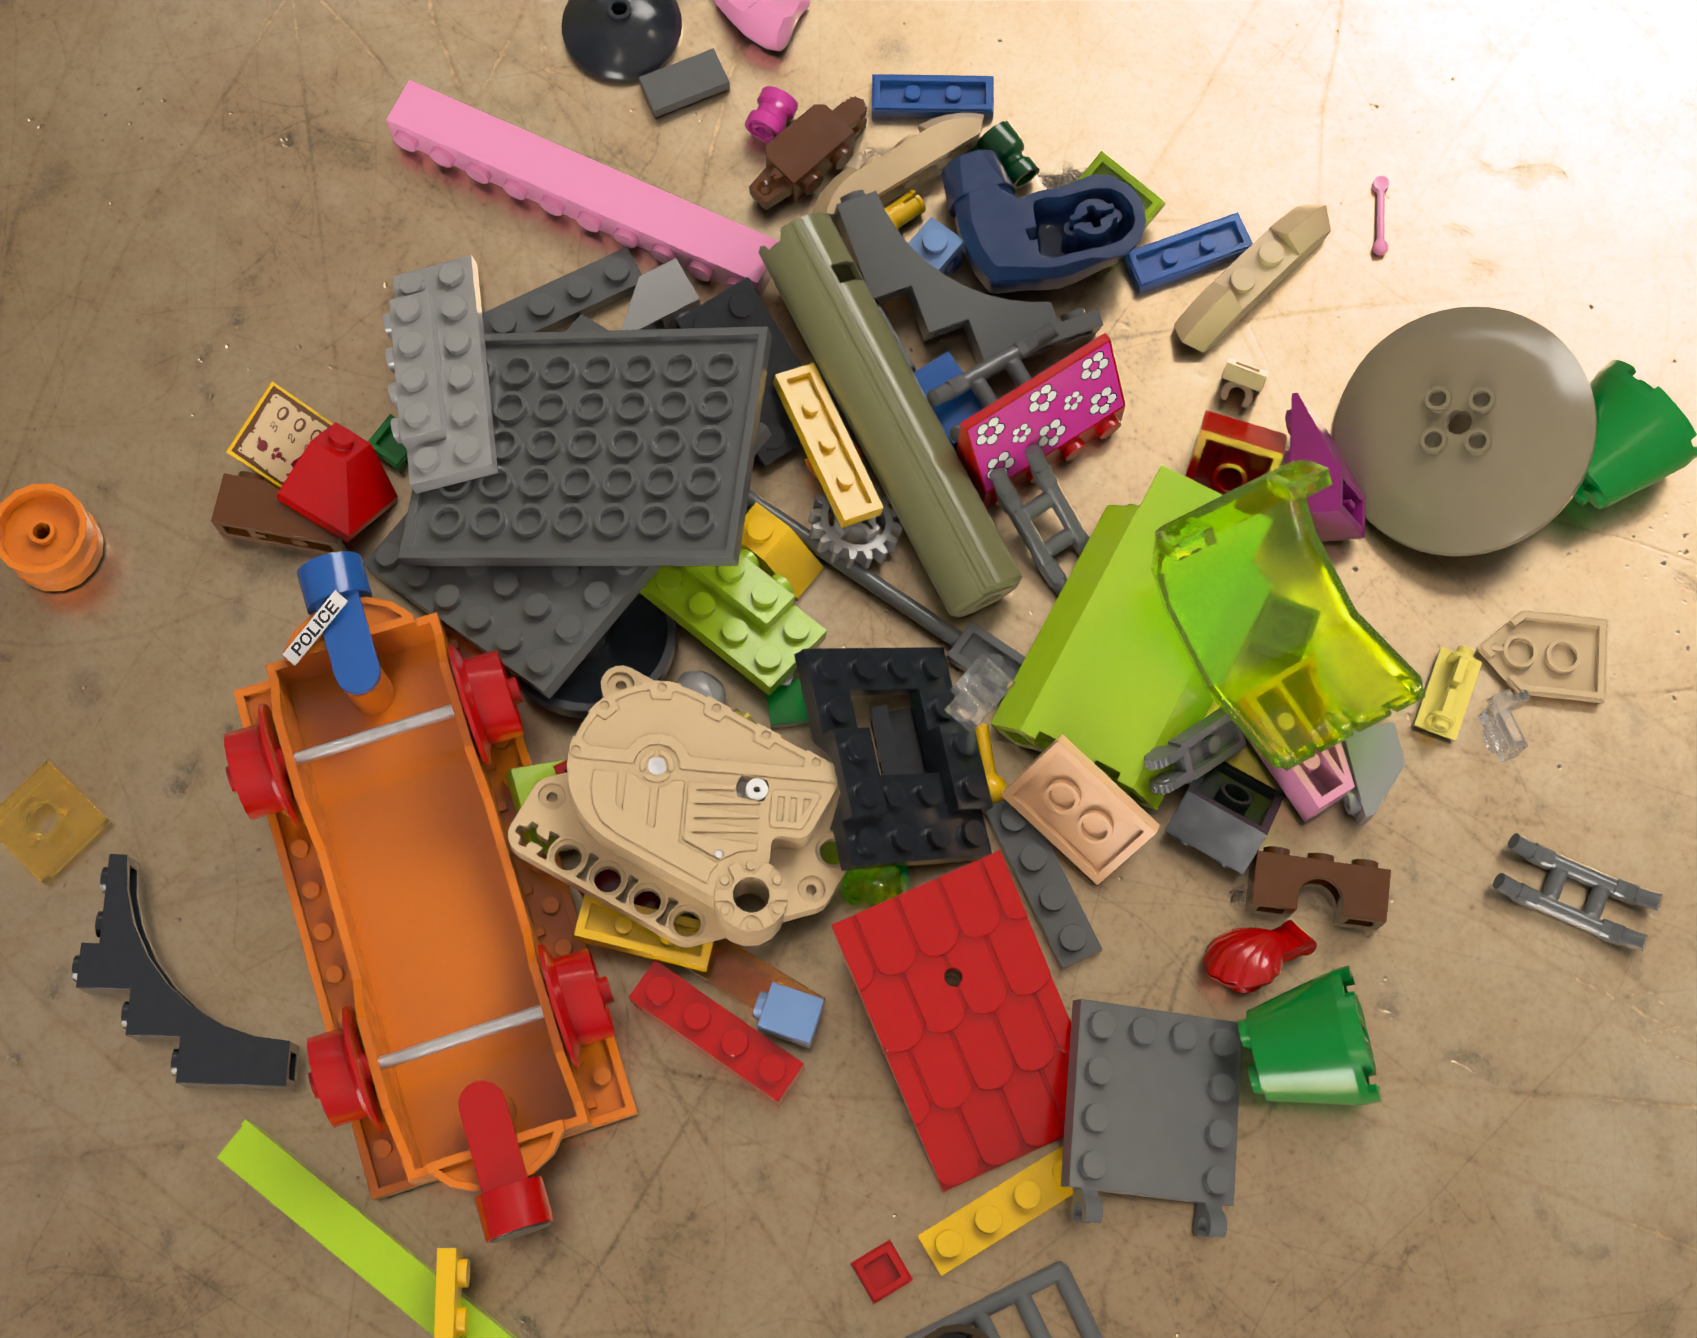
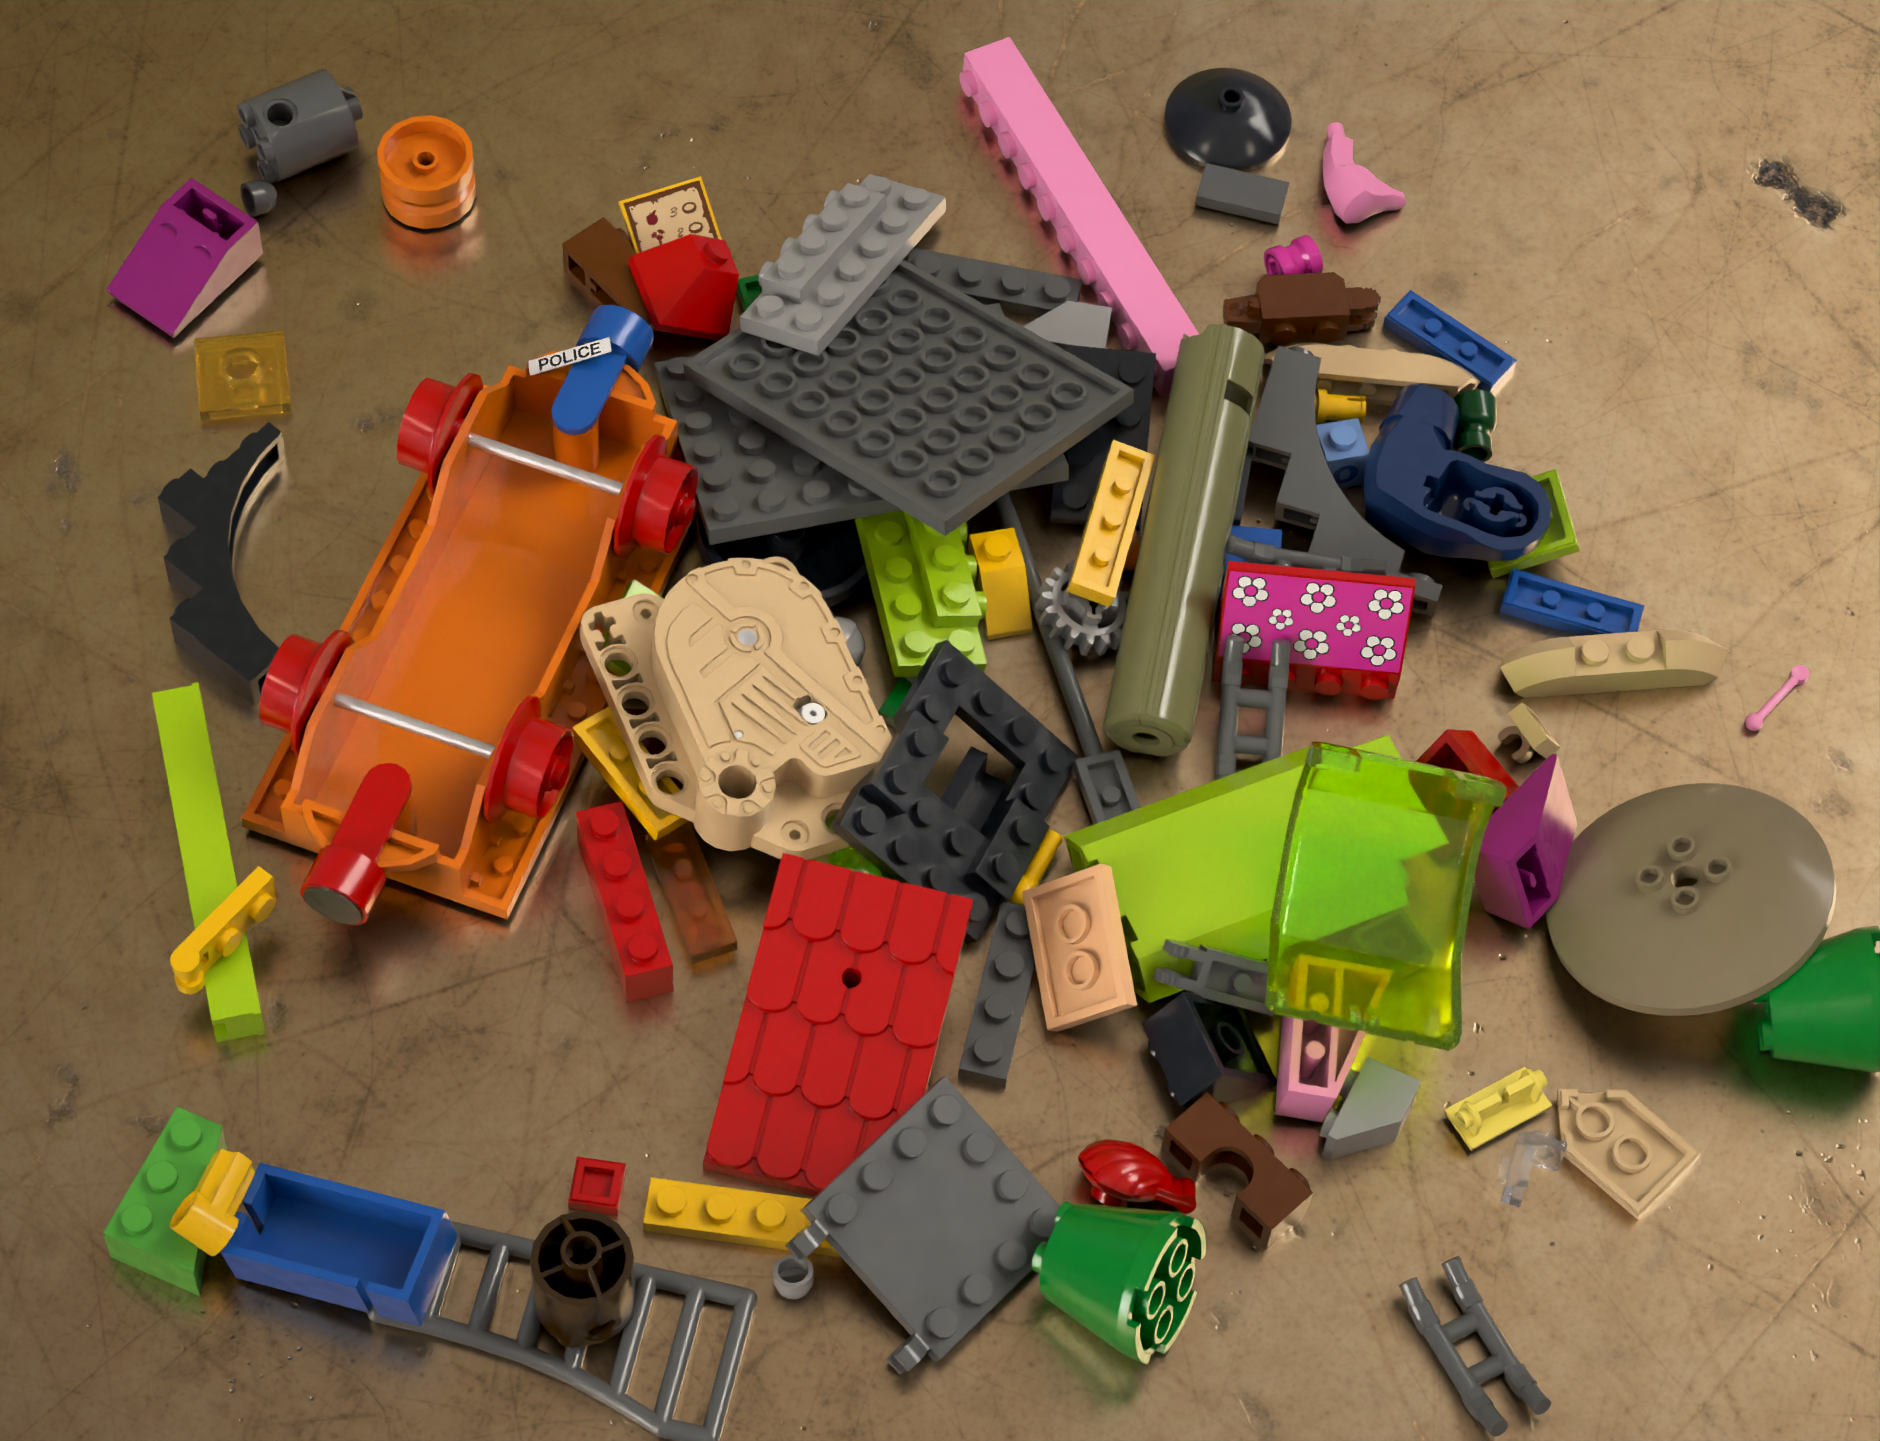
camera: 35 degrees right, 15 degrees down
(788, 1014) = (694, 922): medium blue brick -> none
(978, 692) = (1072, 801): clear brick -> none
(1071, 1229) = (793, 1277): none -> light grey hinge

